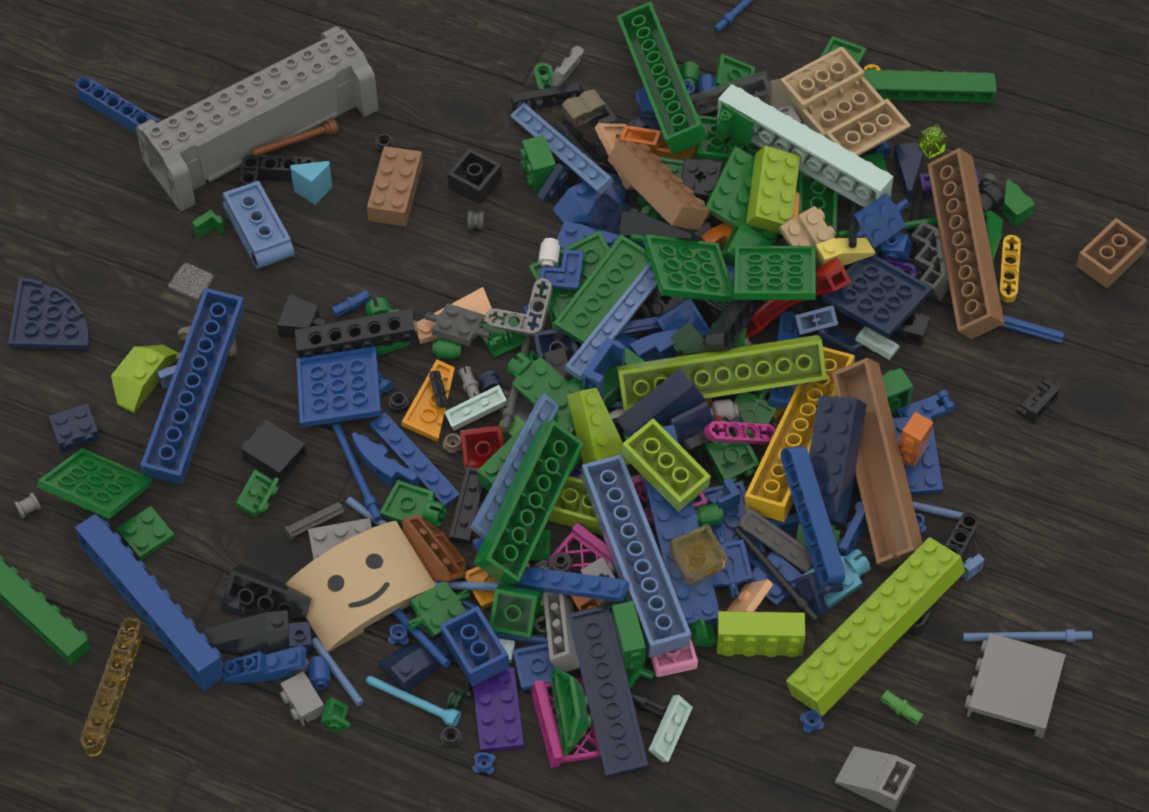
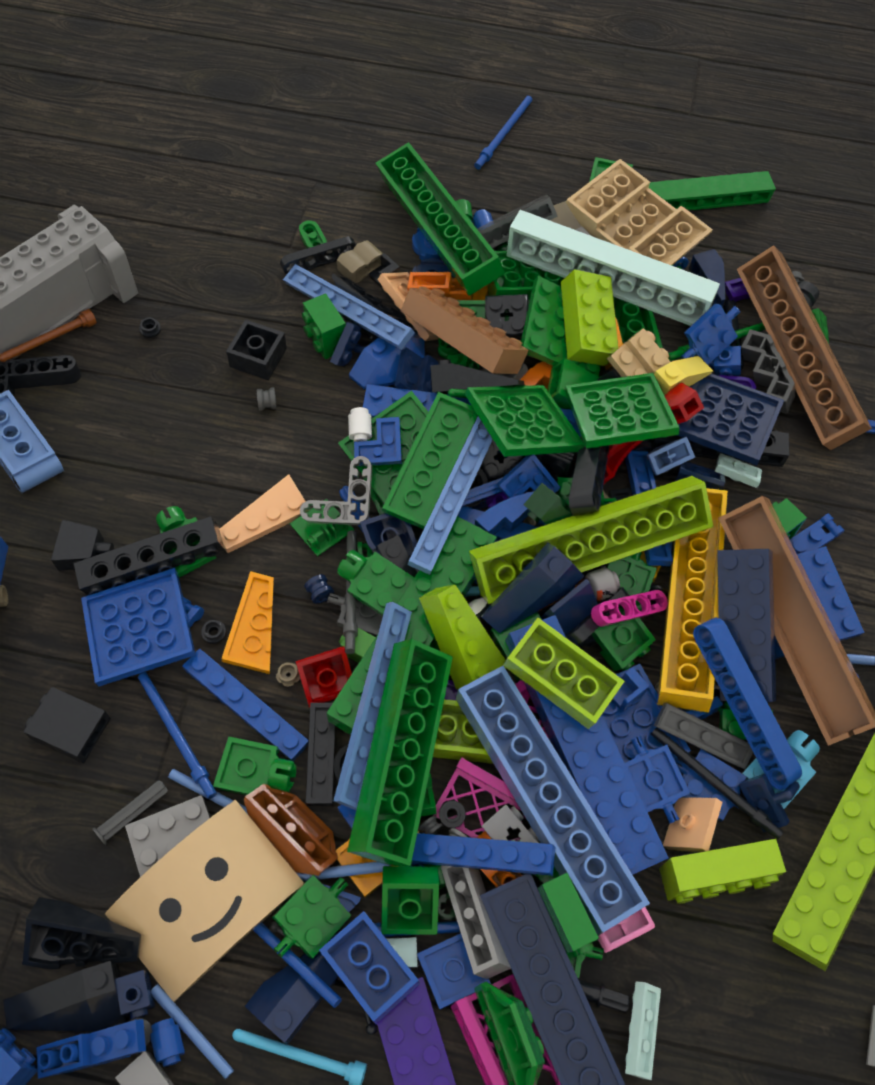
camera: 15 degrees left, 5 degrees up
(256, 493) = (51, 788): green bracket -> none
(311, 180) = (72, 380): medium azure slope -> none
(350, 304) = (138, 518): blue pin -> none
(377, 460) = (198, 713): blue slope -> none
(394, 186) = (168, 374): medium nougat brick -> none
(398, 629) = (259, 964): blue plate -> none
(438, 389) = (259, 609): black axle -> none
(446, 349) = (260, 555): green brick -> none
(455, 700) = (356, 1045): dark green bush -> none
(458, 324) = (268, 525): dark grey plate -> none
(470, 385) = (296, 597): light grey pin -> none
(476, 408) = (308, 625): light aqua plate -> none
(567, 66) = (334, 220): light grey hinge -> none
(609, 354) = (463, 537): blue panel -> none
(698, 554) = (630, 786): clear yellow brick -> none
(702, 634) = (650, 881): green bracket -> none
(709, 514) = (618, 717): green brick -> none
(731, 69) = (504, 202): green plate -> none
(734, 125) = (531, 254): green hinge -> none
(811, 715) = (819, 981): blue plate -> none
(852, 224) = (684, 347): black bar -> none
(853, 531) = (784, 700): blue plate -> none
(915, 439) = (837, 581): orange brick -> none
(932, 141) = (728, 245): clear neon green brick -> none
(1007, 268) = (850, 366): yellow beam -> none
(1016, 204) = (831, 299): green slope -> none

